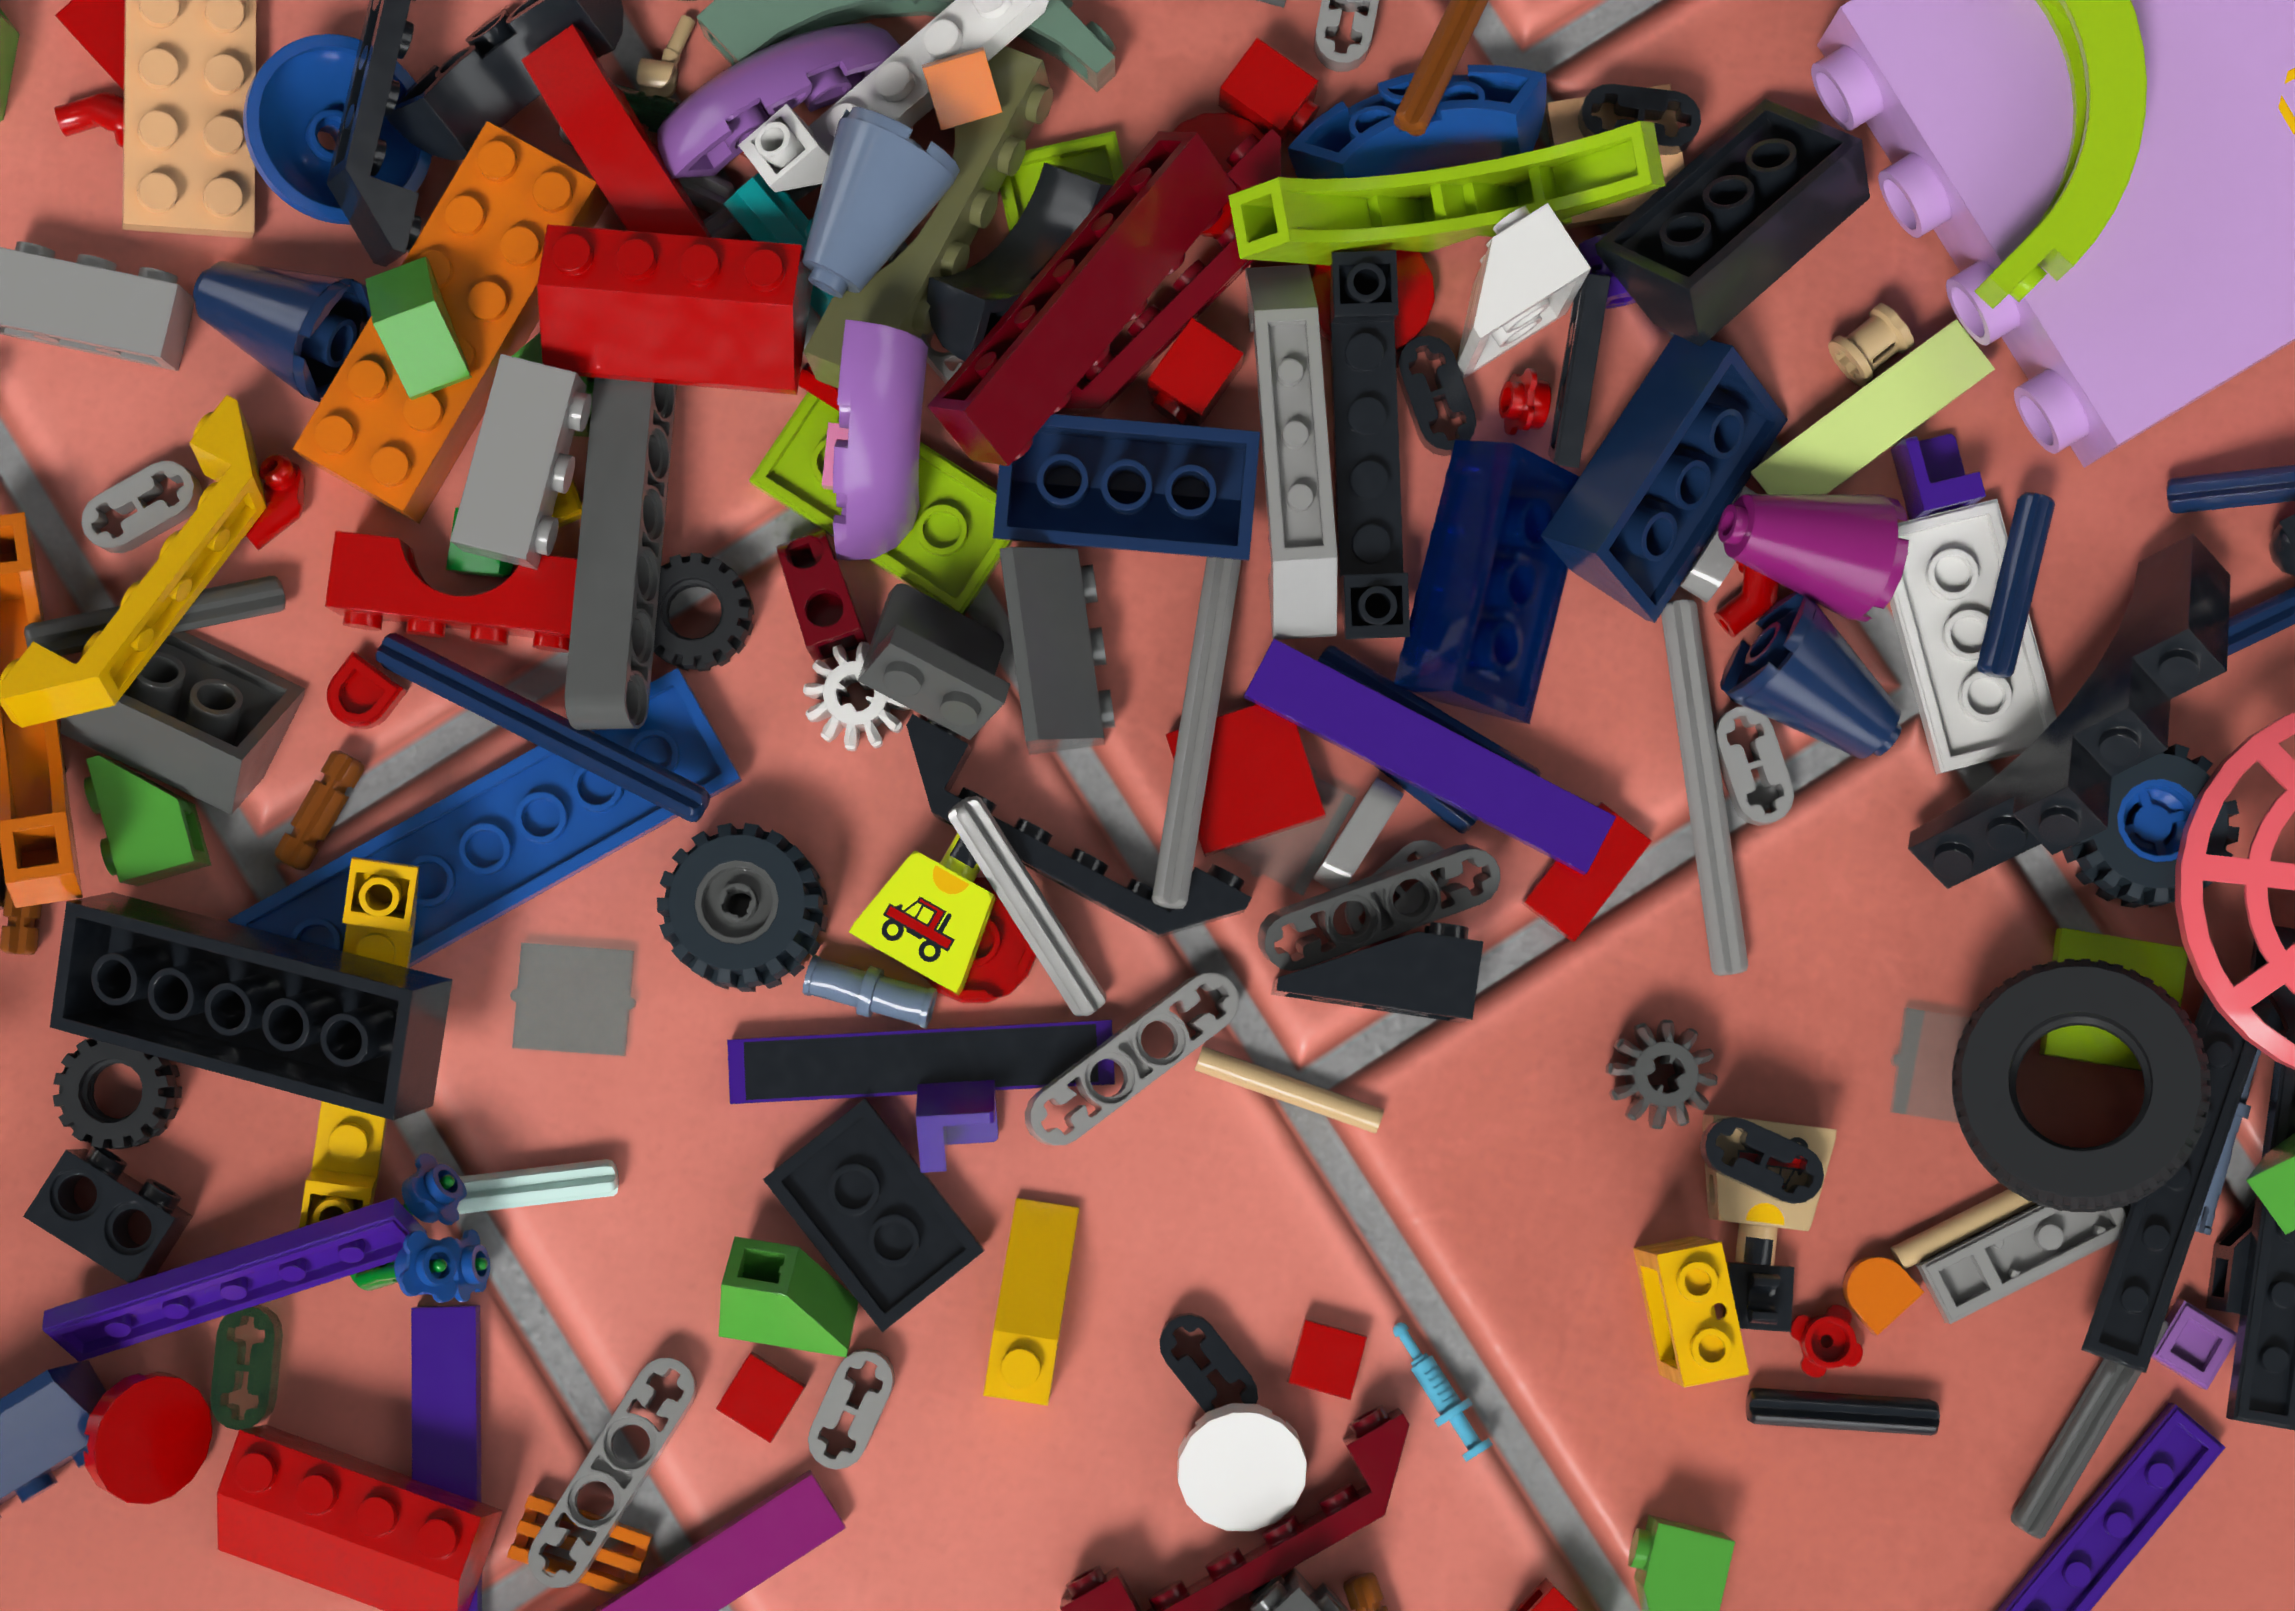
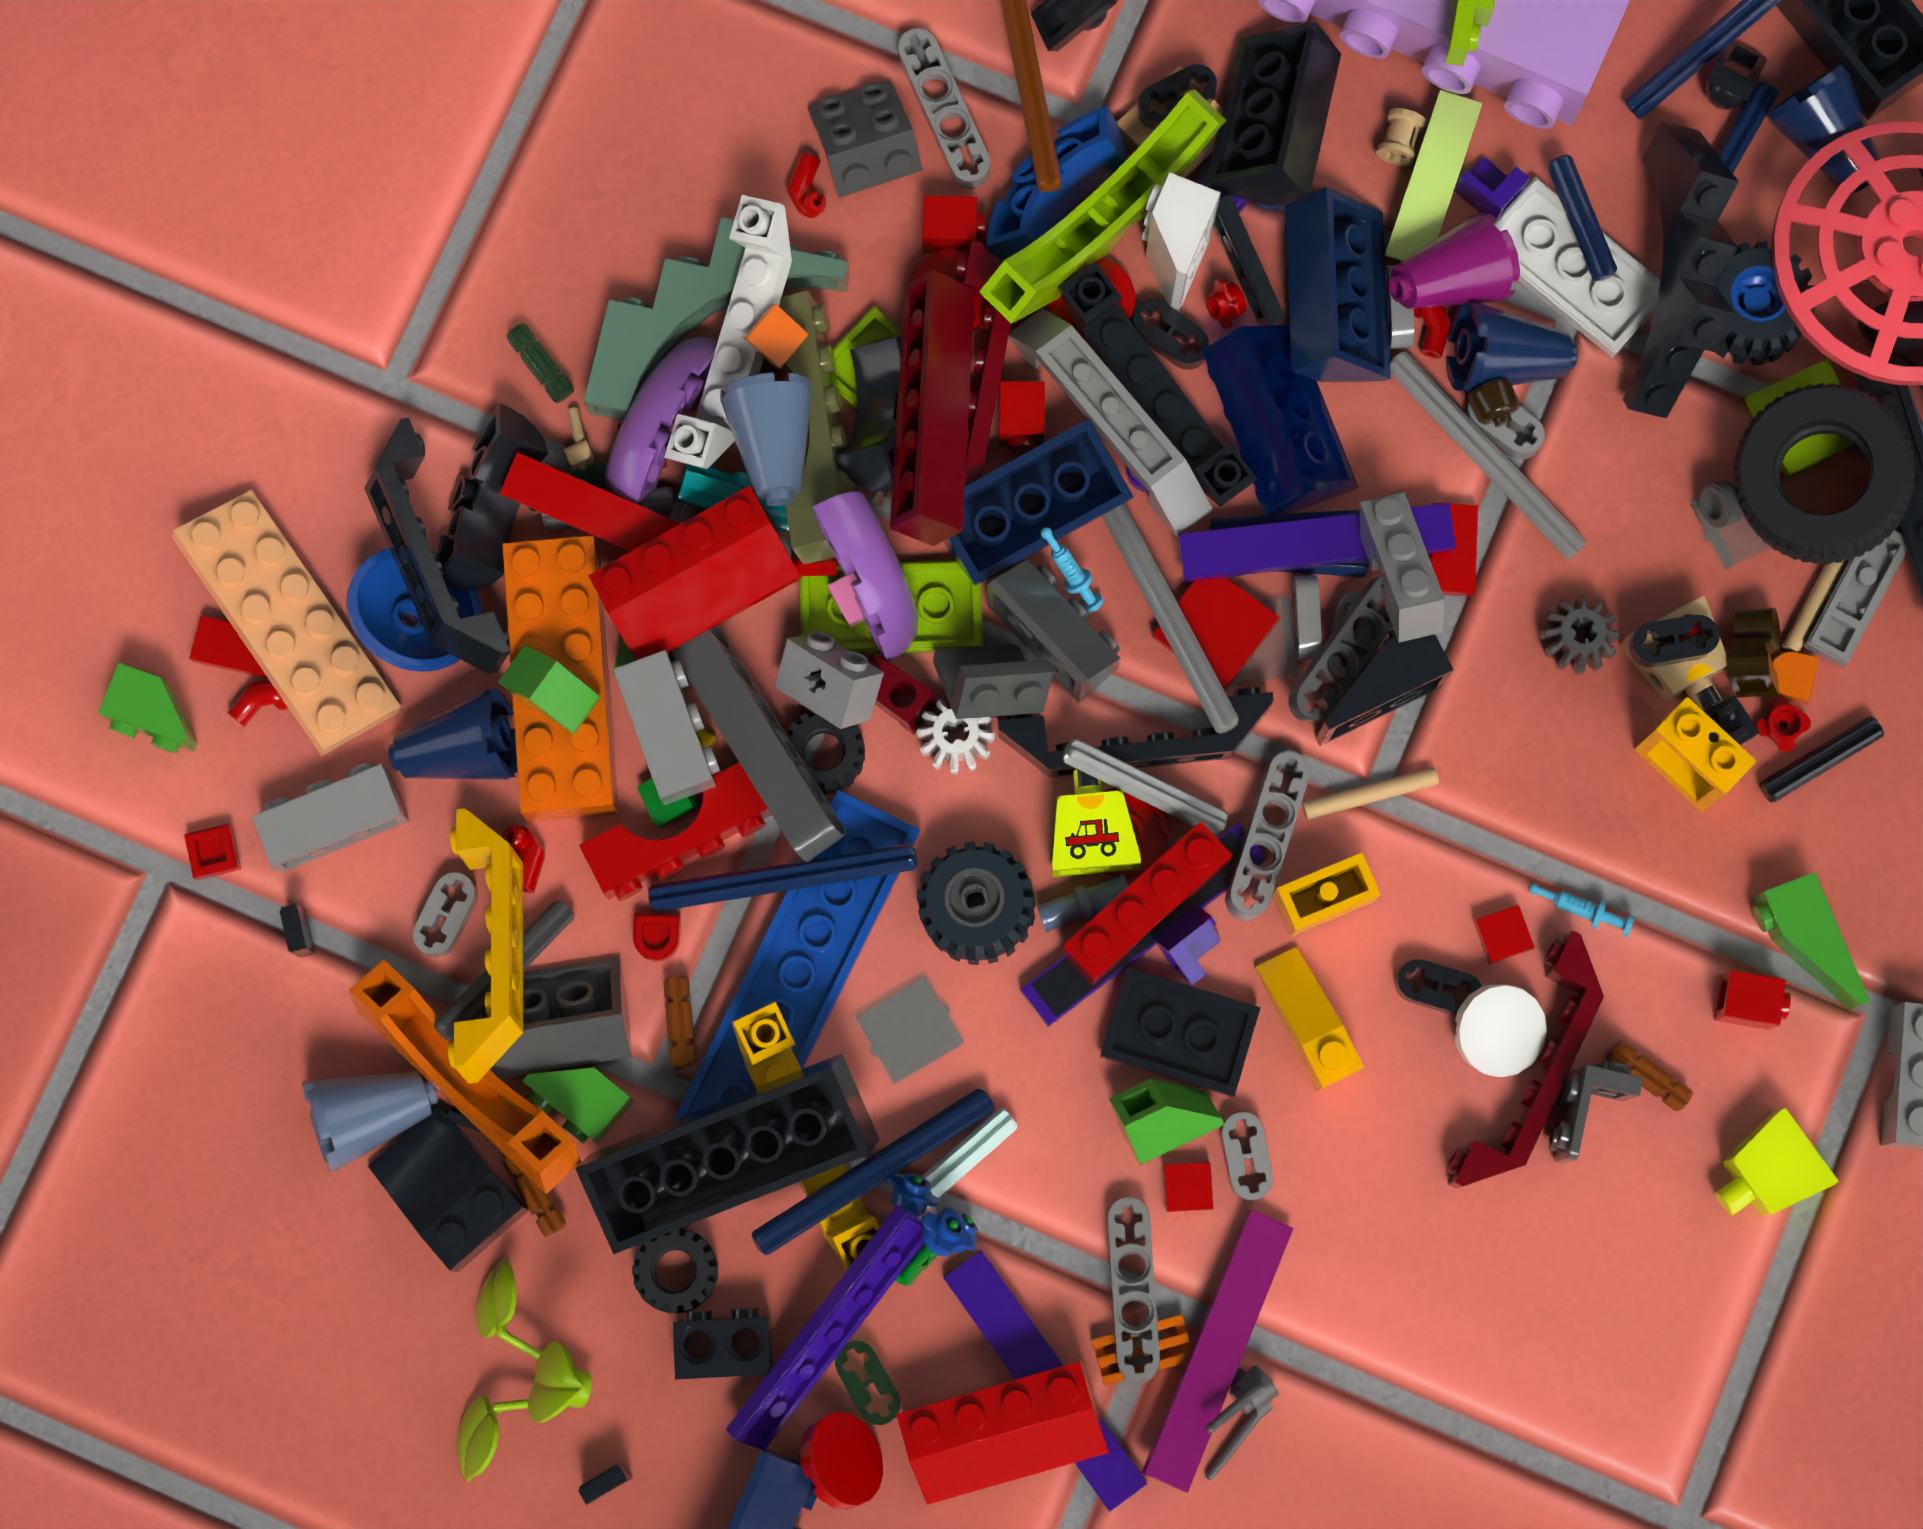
camera: 30 degrees left, 5 degrees down
(407, 1134) = (872, 1171): none -> dark blue axle
(750, 534) = (829, 679): none -> light grey brick
(931, 1043) = (1146, 903): none -> red arch
(1121, 610) = (1076, 579): none -> medium azure piece
(1149, 1175) = (1326, 894): none -> yellow brick
(1497, 858) = (1409, 580): none -> light grey arch
(1753, 734) = (1494, 402): none -> dark brown piece
(1862, 1221) = (1750, 661): none -> dark brown leg
(1935, 1034) = (1720, 504): none -> dark grey tile

